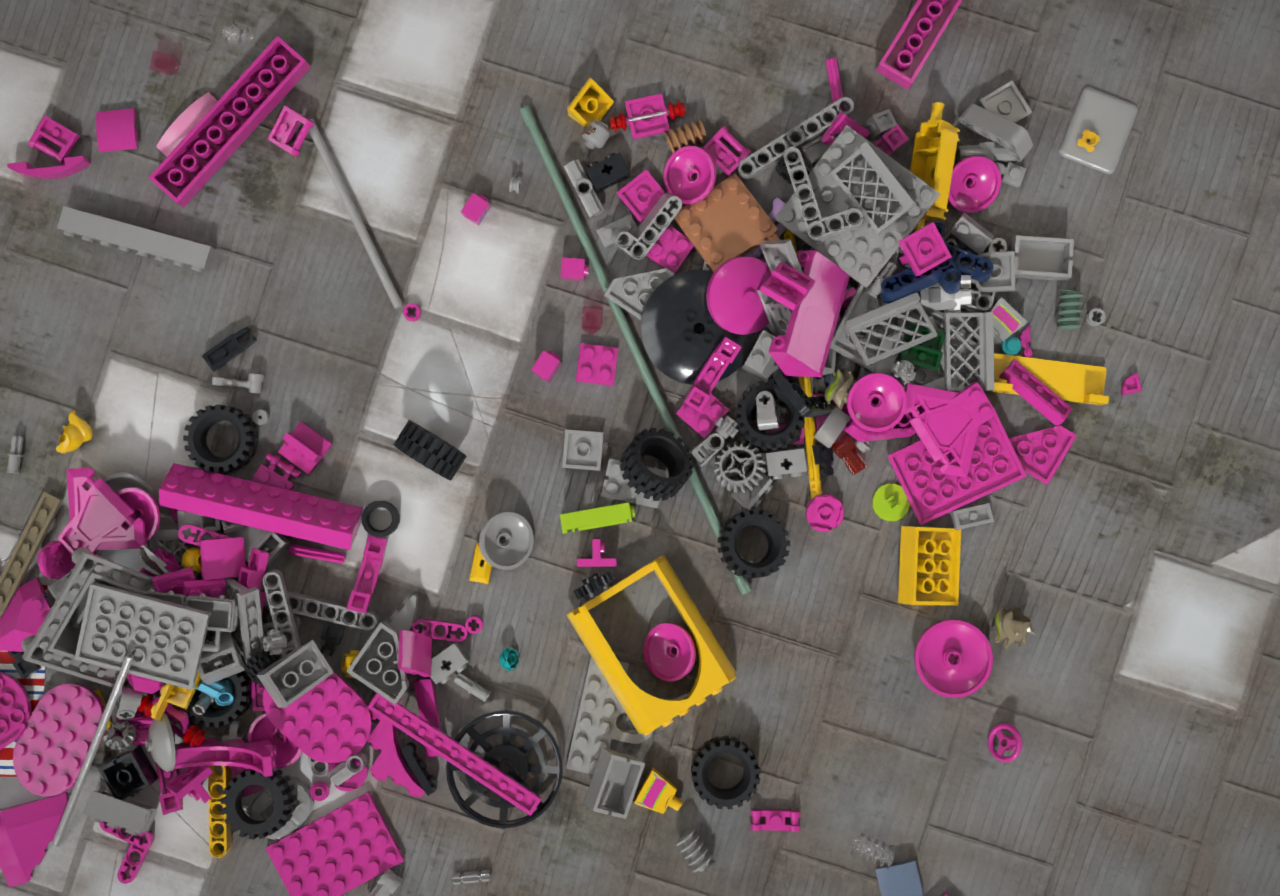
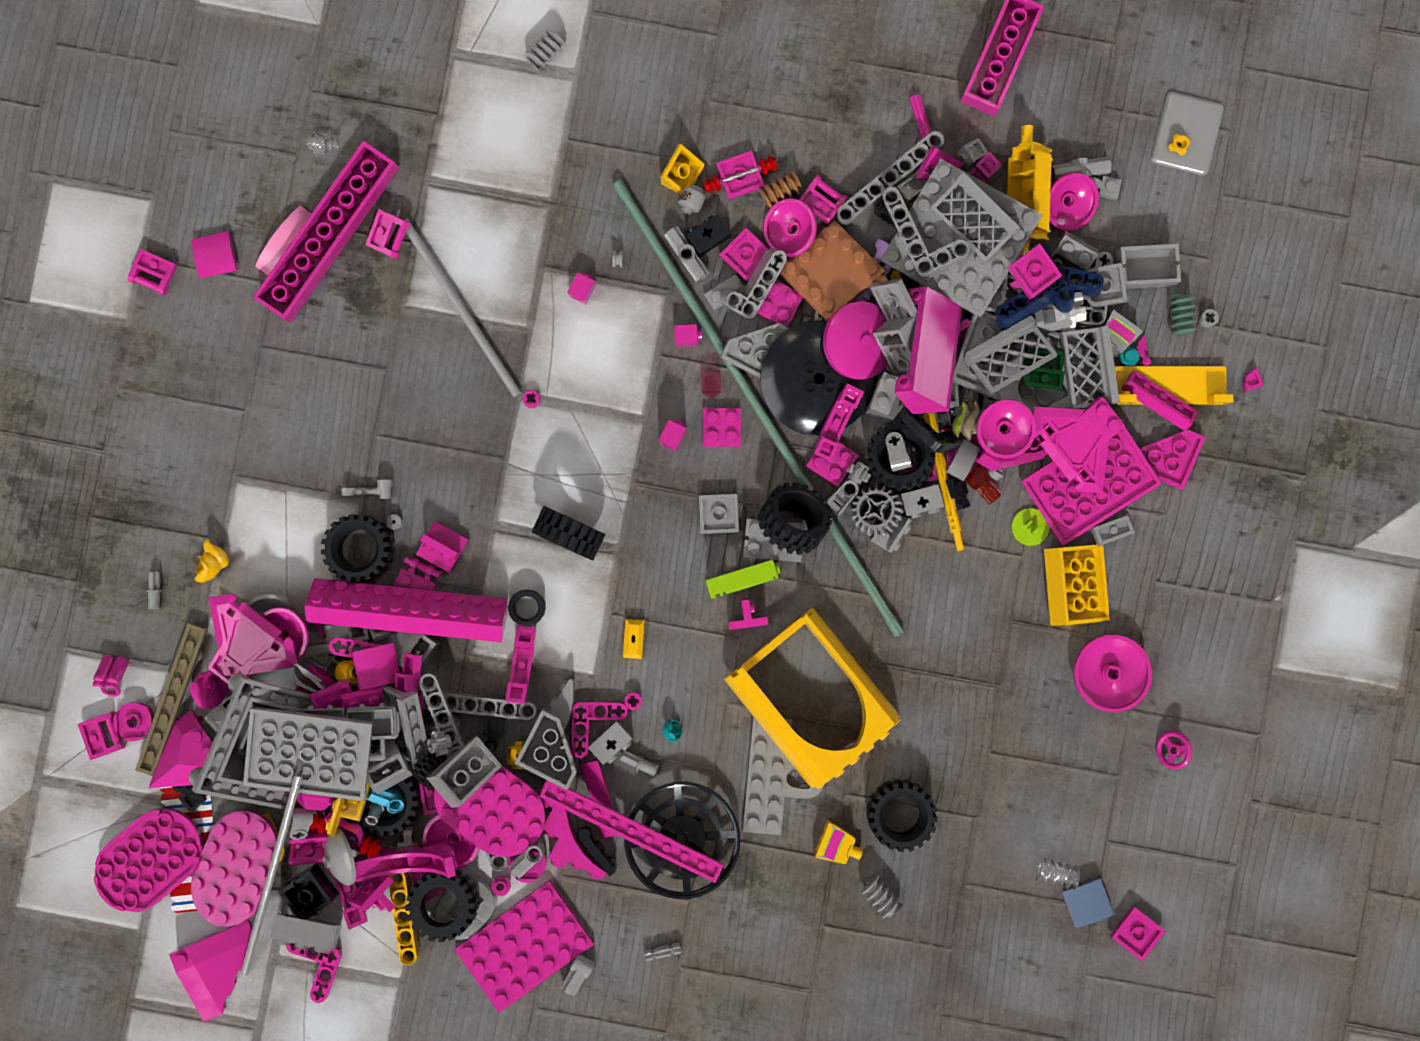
camera: 15 degrees left, 0 degrees up
(71, 166) = (174, 296): dark pink slope -> none
(116, 742) = (293, 863): light grey gear -> none
(136, 238) = (247, 360): light grey brick -> none
(163, 63) = (252, 182): clear pink plate -> none
(227, 349) = (352, 459): black hinge -> none
(316, 553) = (468, 650): dark pink axle -> none
(414, 653) = (579, 736): dark pink slope -> none
(516, 542) = (664, 615): light grey dish -> none
(594, 586) = (748, 647): black gear -> none
(614, 783) = (793, 840): light grey piece -> none
(660, 652) = (821, 704): dark pink dish -> none
(775, 820) = (956, 856): dark pink plate -> none
(776, 544) = (922, 580): black tyre -> none
(787, 286) = (904, 324): dark pink slope -> none
(824, 512) = (970, 543): dark pink tile -> none
(875, 290) = (990, 317): light grey axle -> none
(903, 372) = (1028, 395): light grey gear -> none
(997, 129) = (1089, 144): light grey beam -> none
(1006, 103) = (1092, 121): light grey plate -> none
(1012, 627) = (1166, 635): dark tan hair -> none

